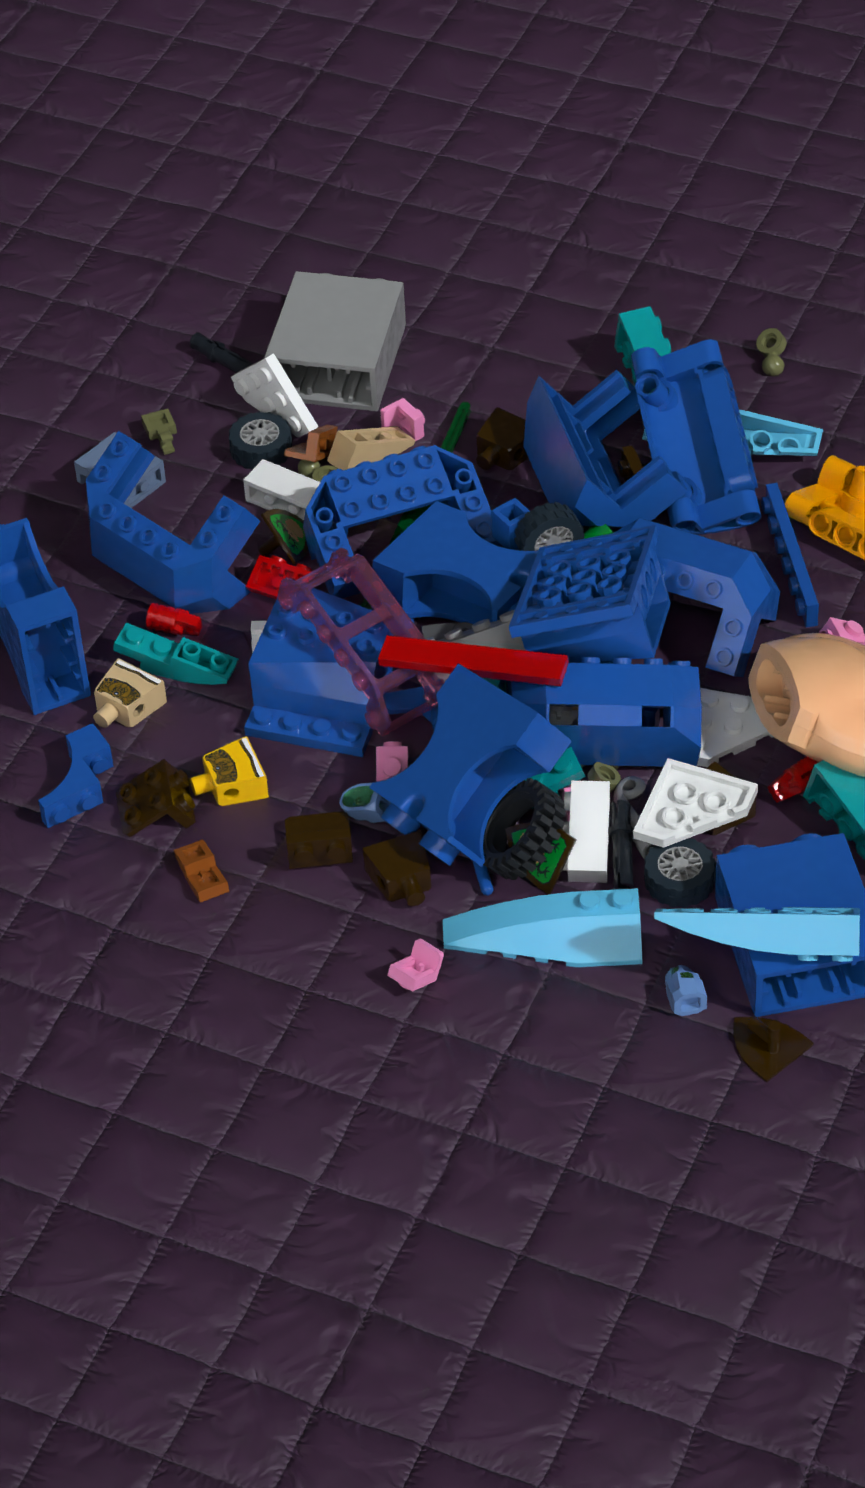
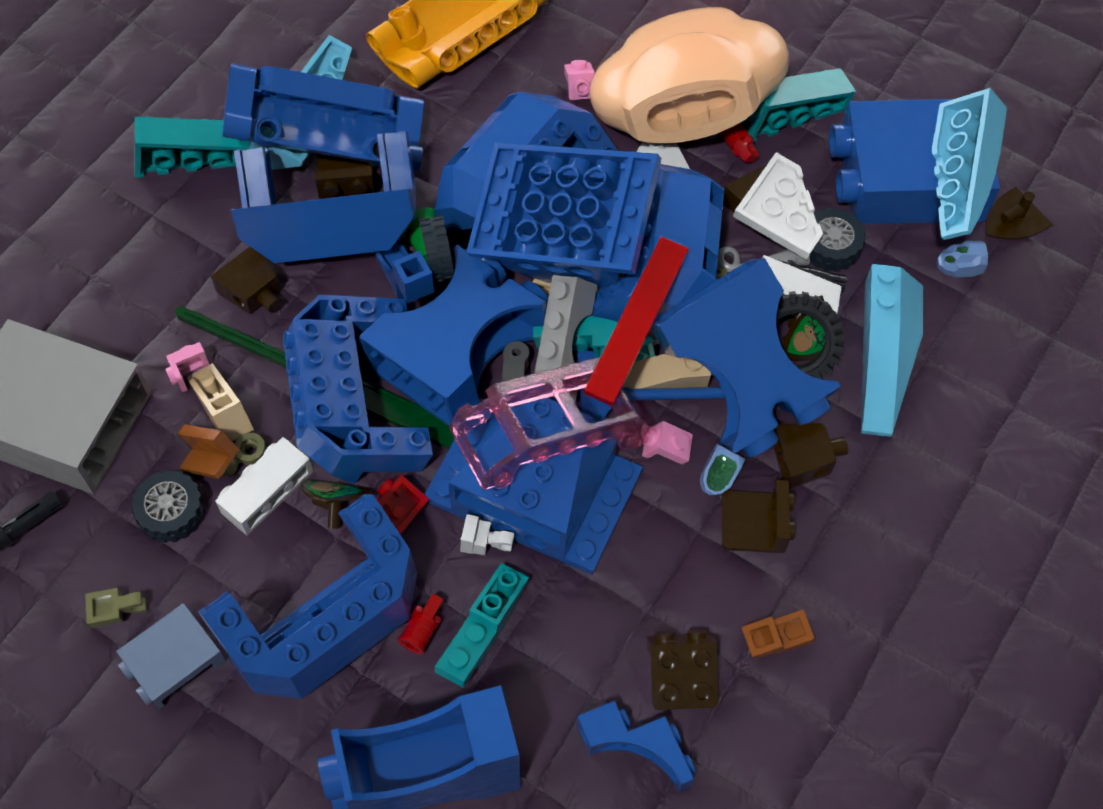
camera: 85 degrees left, 15 degrees up
(127, 695) = (528, 682): tan torso -> none
(232, 774) = (659, 588): yellow torso -> none
(270, 390) = (112, 476): white plate -> none
(419, 968) = (928, 457): bright pink bracket -> none
(773, 363) = (213, 61): olive plate -> none
(792, 560) = (467, 90): blue plate -> none

